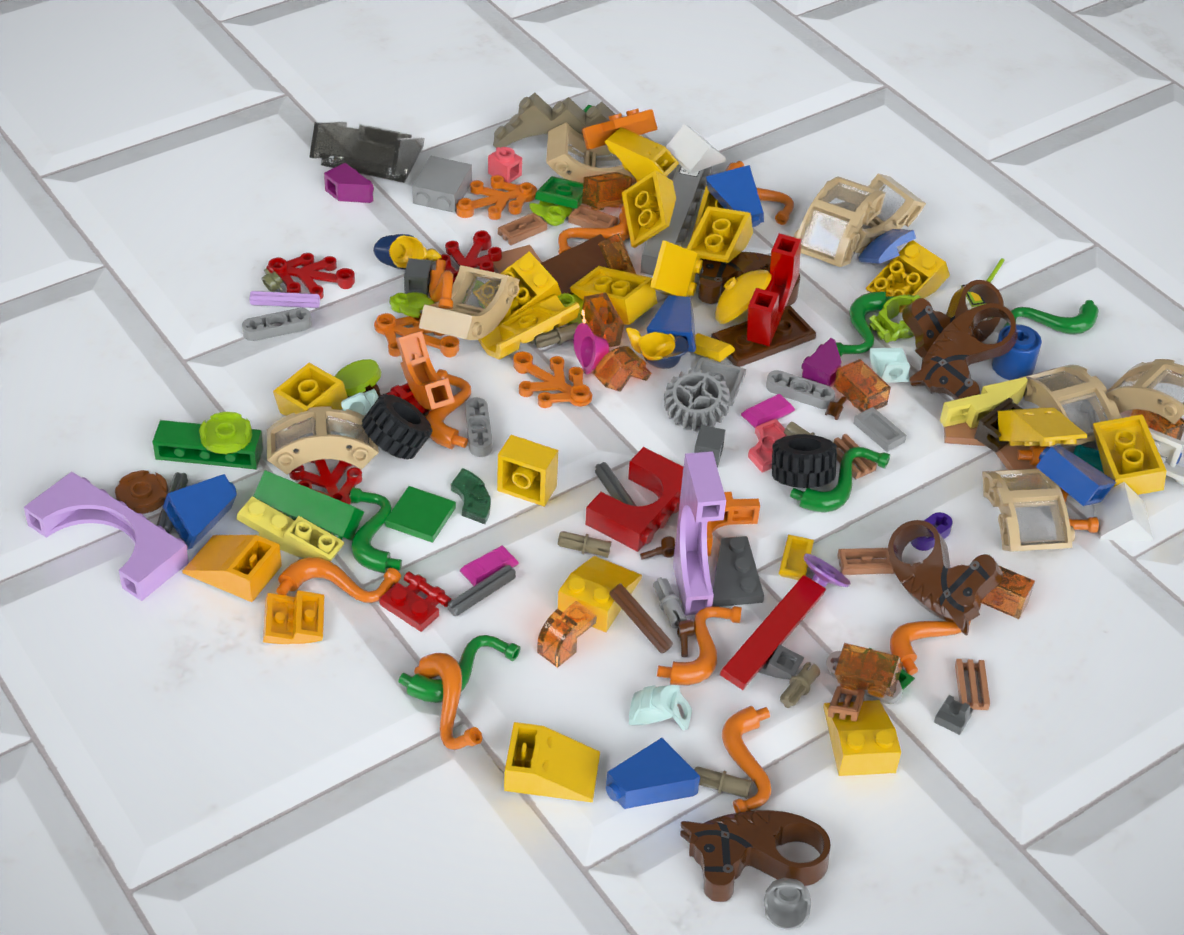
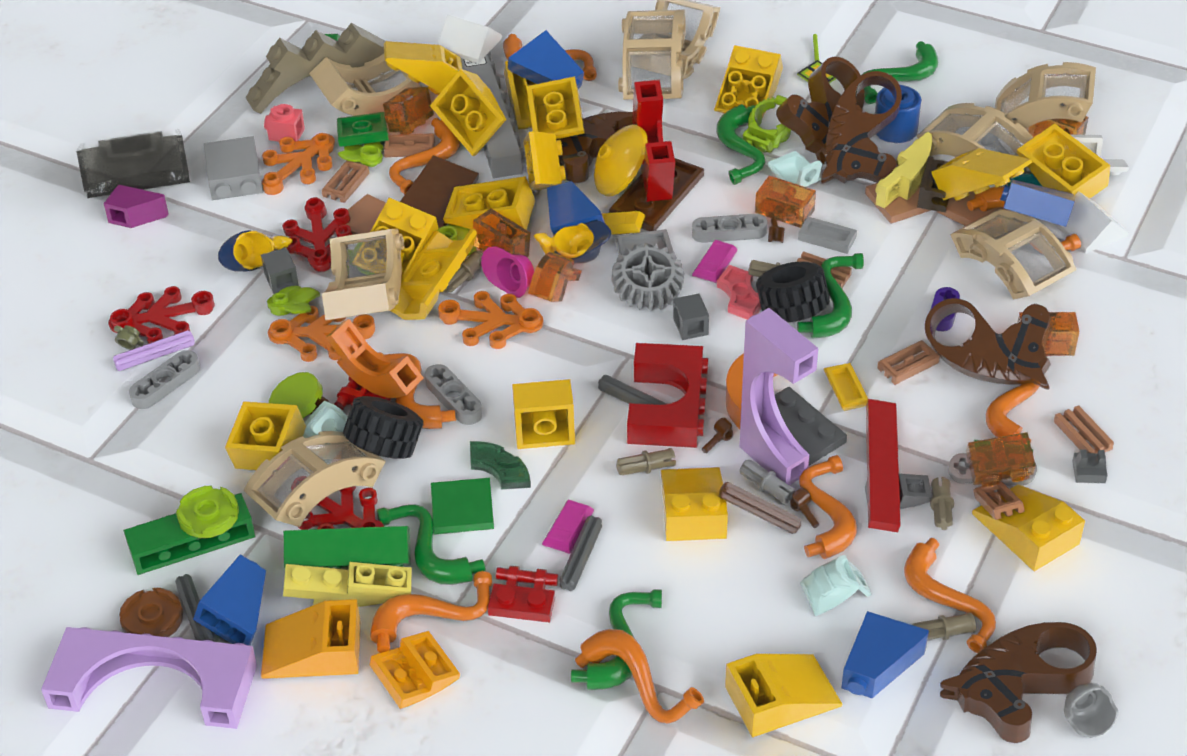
camera: 25 degrees left, 0 degrees up
(441, 285) = (319, 276): orange animal -> none
(560, 633) = (697, 556): clear orange brick -> none
(616, 254) = (467, 168): clear orange plate -> none
(635, 122) = (372, 53): orange bracket -> none
(822, 364) = (737, 194): magenta slope -> none
(825, 573) = (886, 390): medium lavender dish -> none
(886, 245) = (712, 61): blue slope -> none

